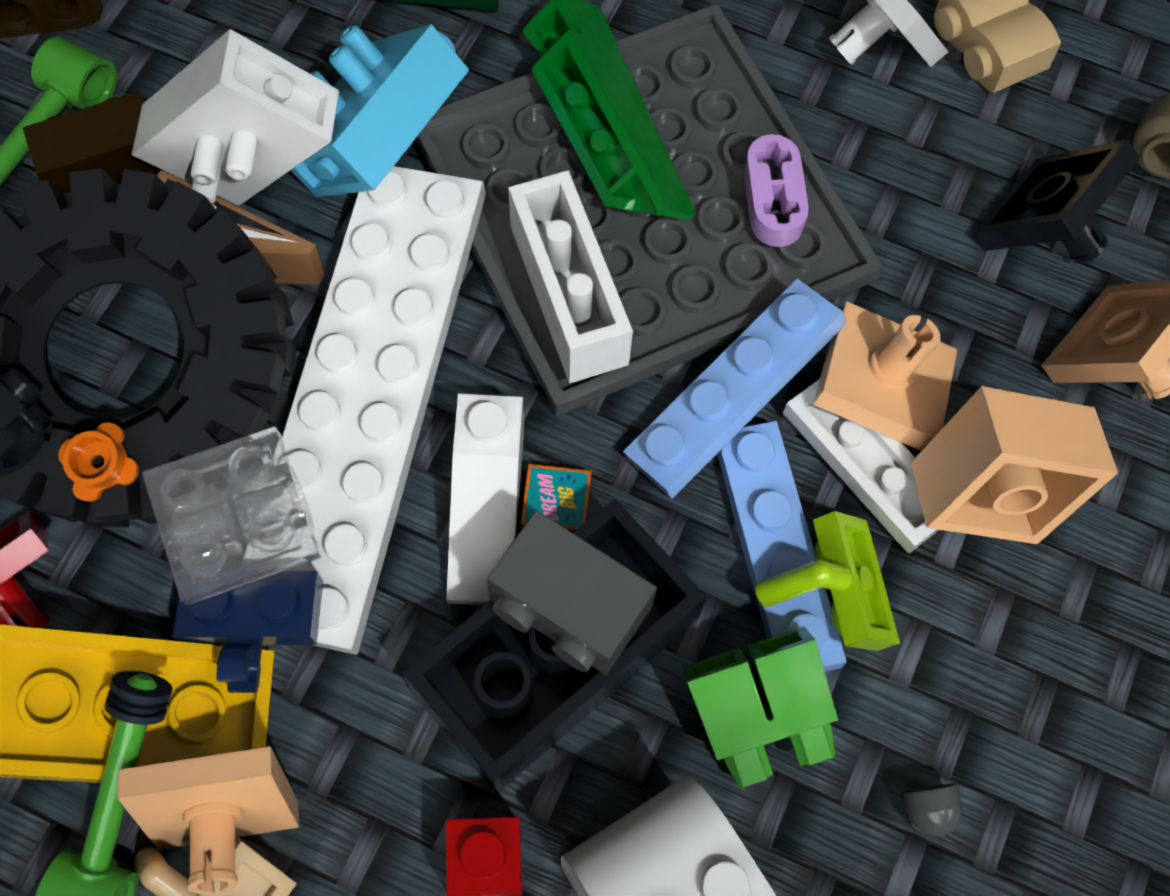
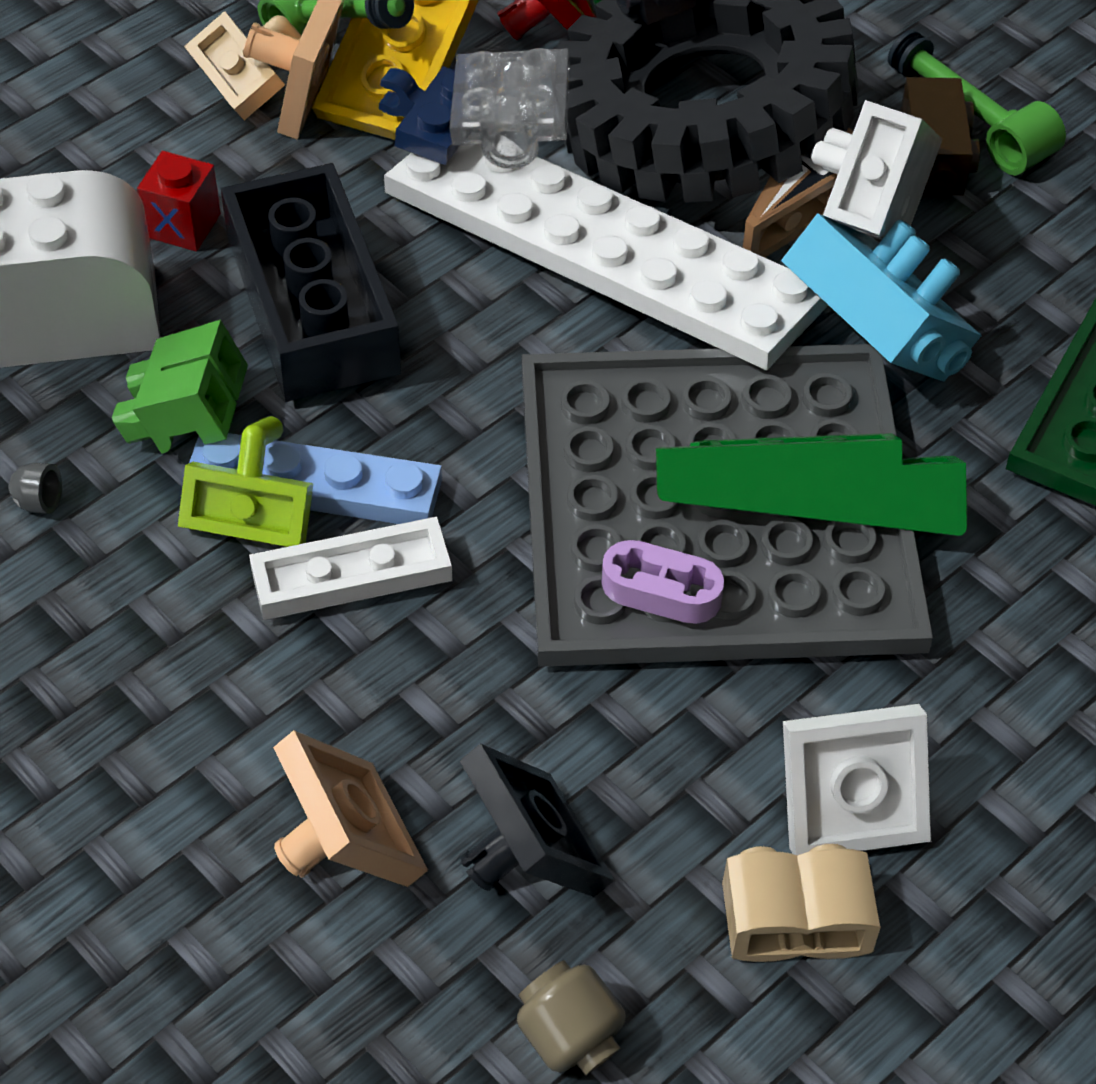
camera: 115 degrees right, 15 degrees down
(78, 458) = (594, 33): orange plate -> none
(483, 492) = (475, 292): white slope -> none
(558, 494) = (442, 344): teal tile -> none
(569, 594) = (324, 249): dark grey brick -> none
(570, 276) = (625, 362): white brick -> none
(734, 387) = (473, 485): light blue plate -> none
(888, 376) = (421, 603): light nougat tile -> none
(1012, 466) = (263, 609): light nougat brick -> none

